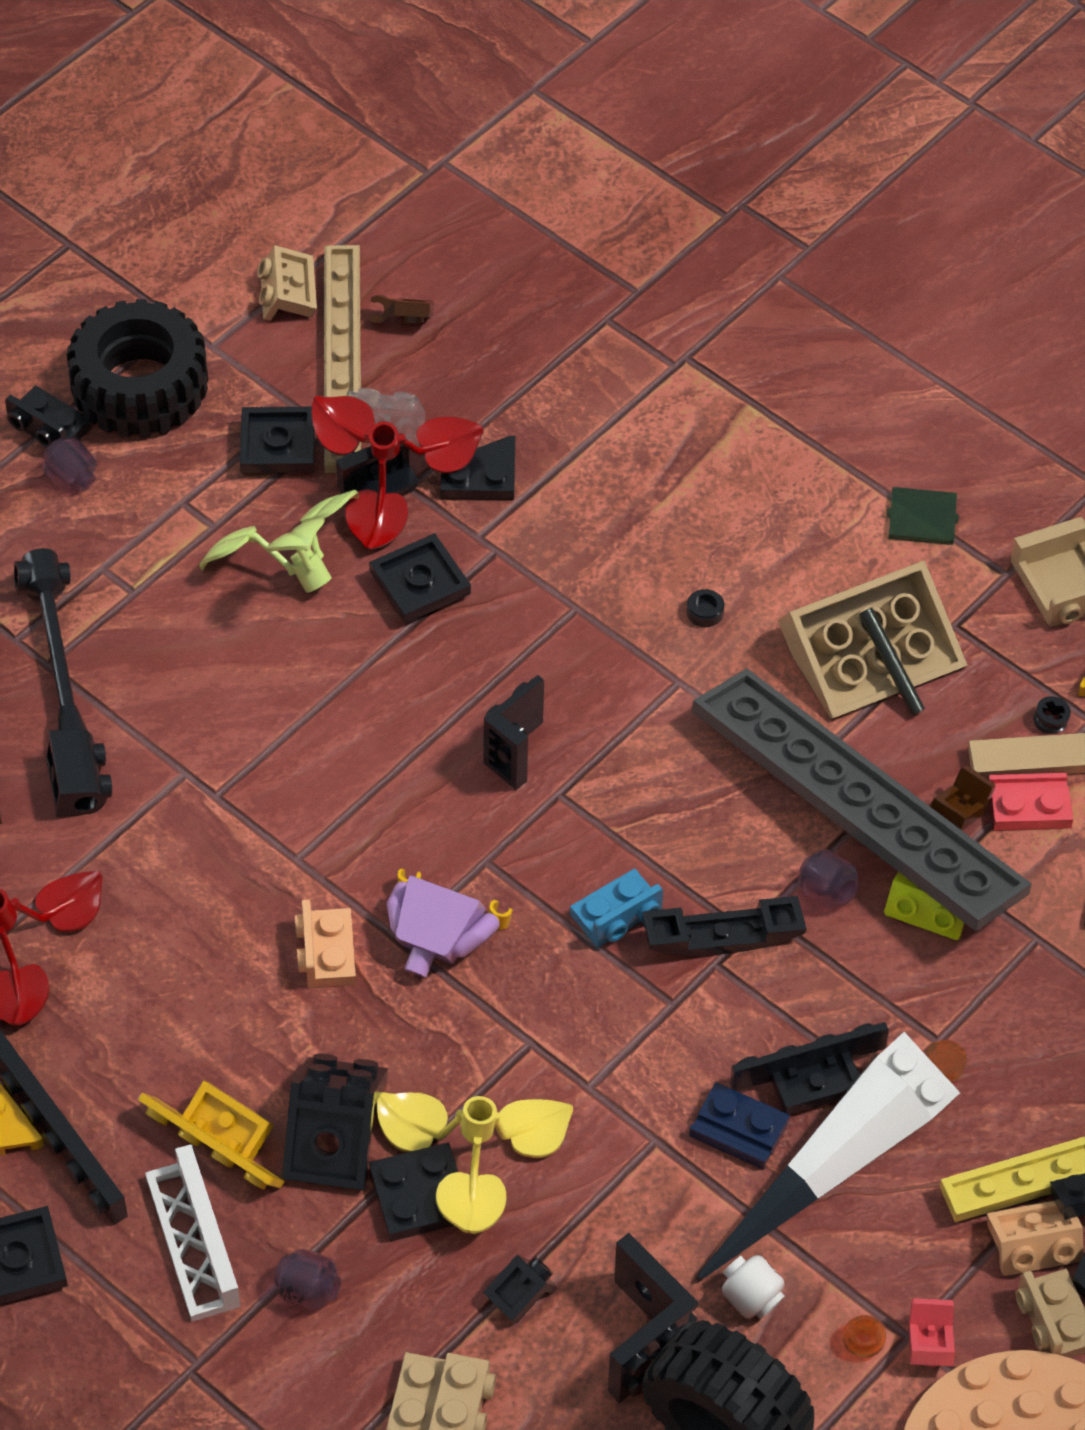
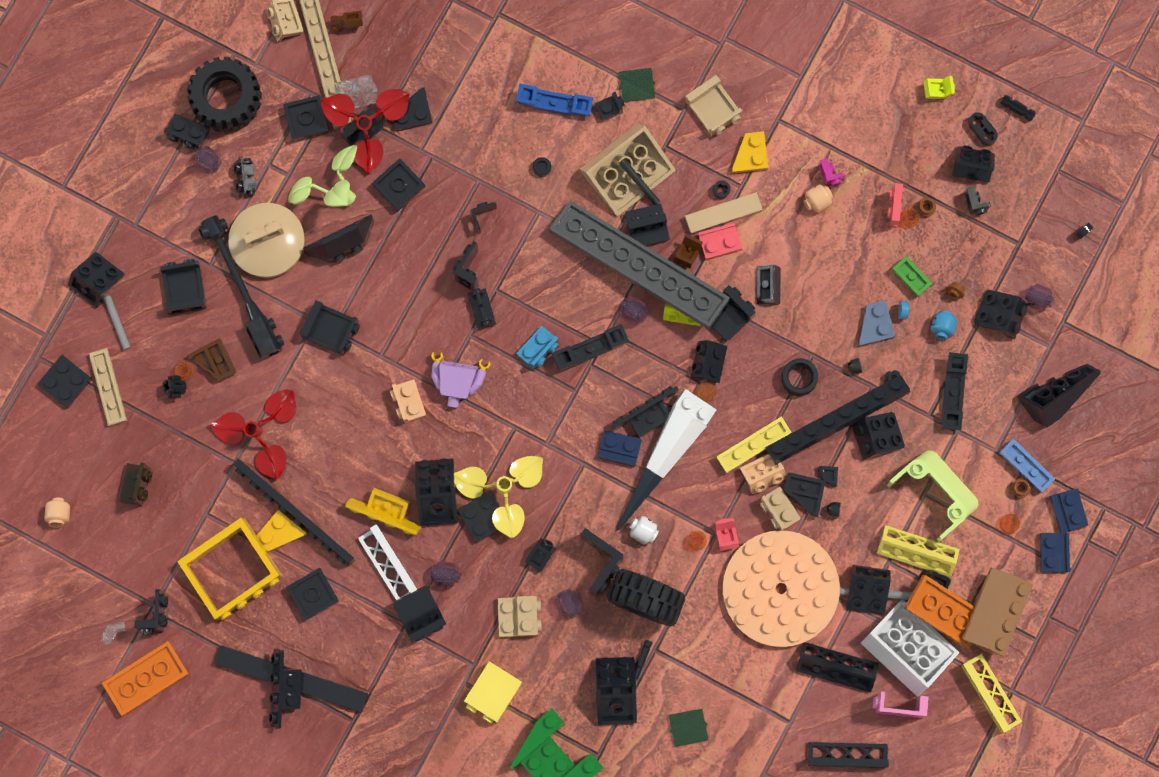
camera: 10 degrees left, 25 degrees up
(124, 518) = (243, 169): none -> black hinge
(137, 616) = (266, 240): none -> tan bracket
(208, 785) = (330, 328): none -> black panel
(228, 1337) = (419, 613): none -> black bracket
(280, 641) = (342, 242): none -> black wedge
(522, 814) = (481, 308): none -> black hinge
(556, 1395) = (569, 603): none -> clear purple head
(571, 648) = (482, 208): none -> black bracket
(753, 508) = (554, 102): none -> blue slope
(863, 537) = (610, 107): none -> black bracket
(893, 740) = (648, 224): none -> black bracket
(963, 1002) = (709, 361): none -> black bracket
(1032, 928) = (734, 315): none -> black bracket

